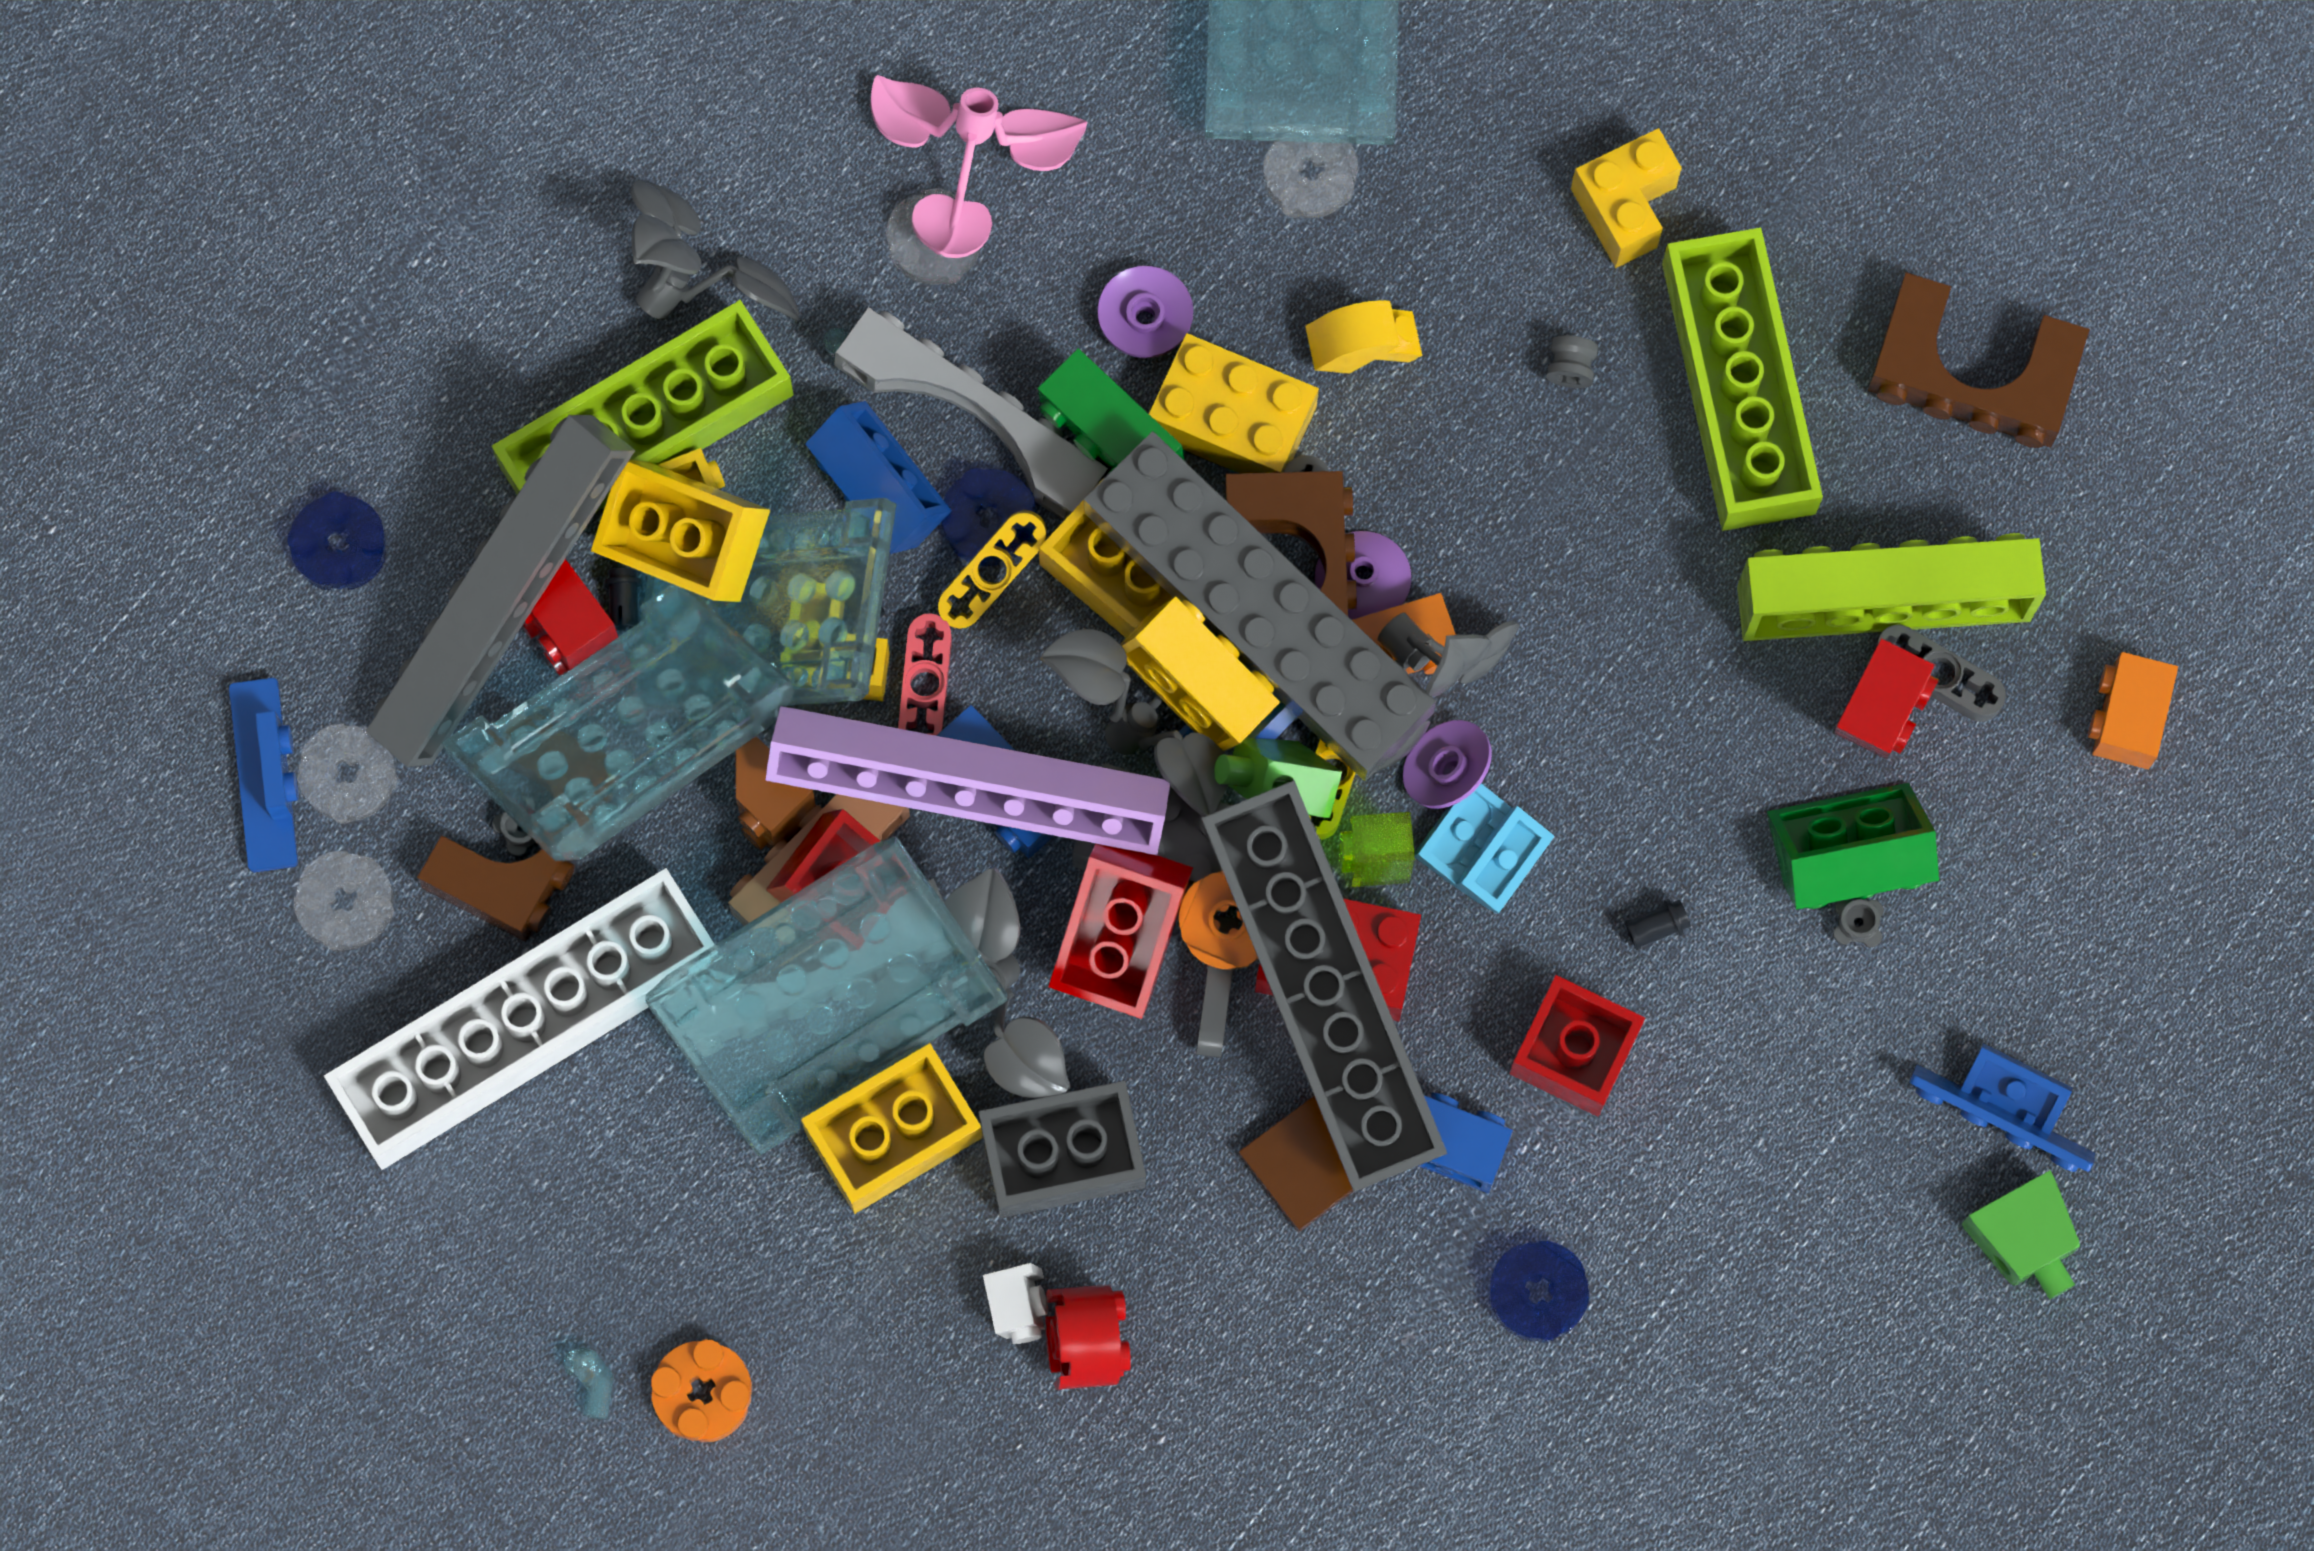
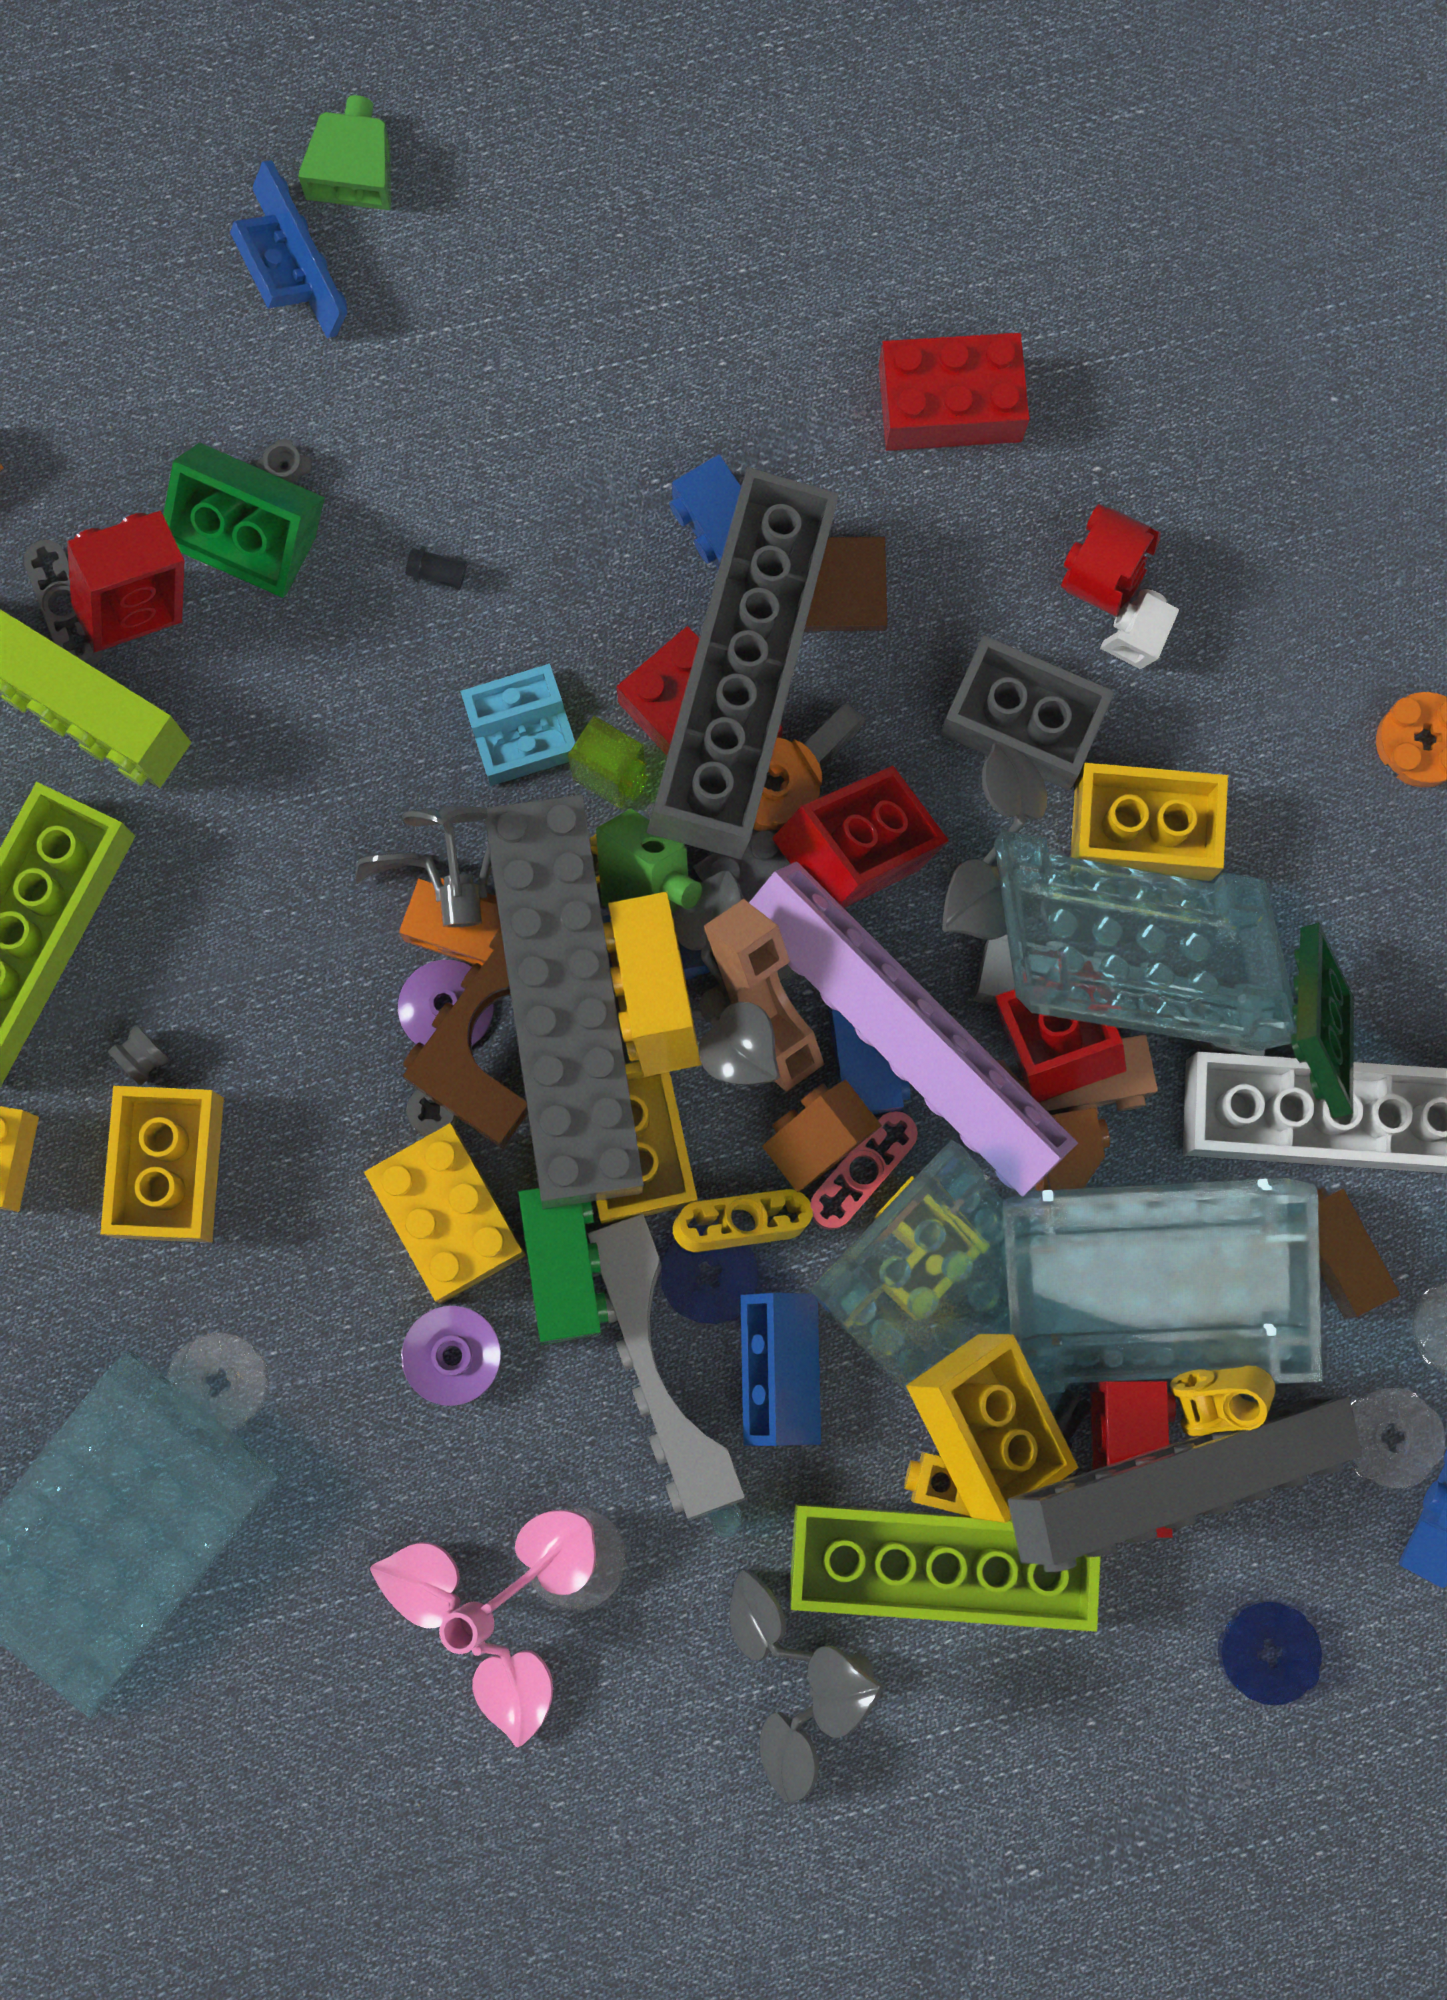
camera: 145 degrees left, 5 degrees up
(511, 678) = (1213, 1400): none -> yellow piece
(630, 1037) = (1324, 1021): none -> dark green plate
(979, 673) = (821, 1134): none -> dark orange brick
(1116, 735) = (748, 957): none -> nougat arch
(1336, 1401) = (953, 391): none -> red brick
(1361, 334) = (292, 1198): yellow brick -> none
(1447, 764) = (505, 771): medium lavender dish -> none
(1482, 290) = (162, 1164): none -> yellow brick
(1532, 1263) = (732, 394): clear blue plate -> none
(1577, 1045) = (573, 512): red brick -> none

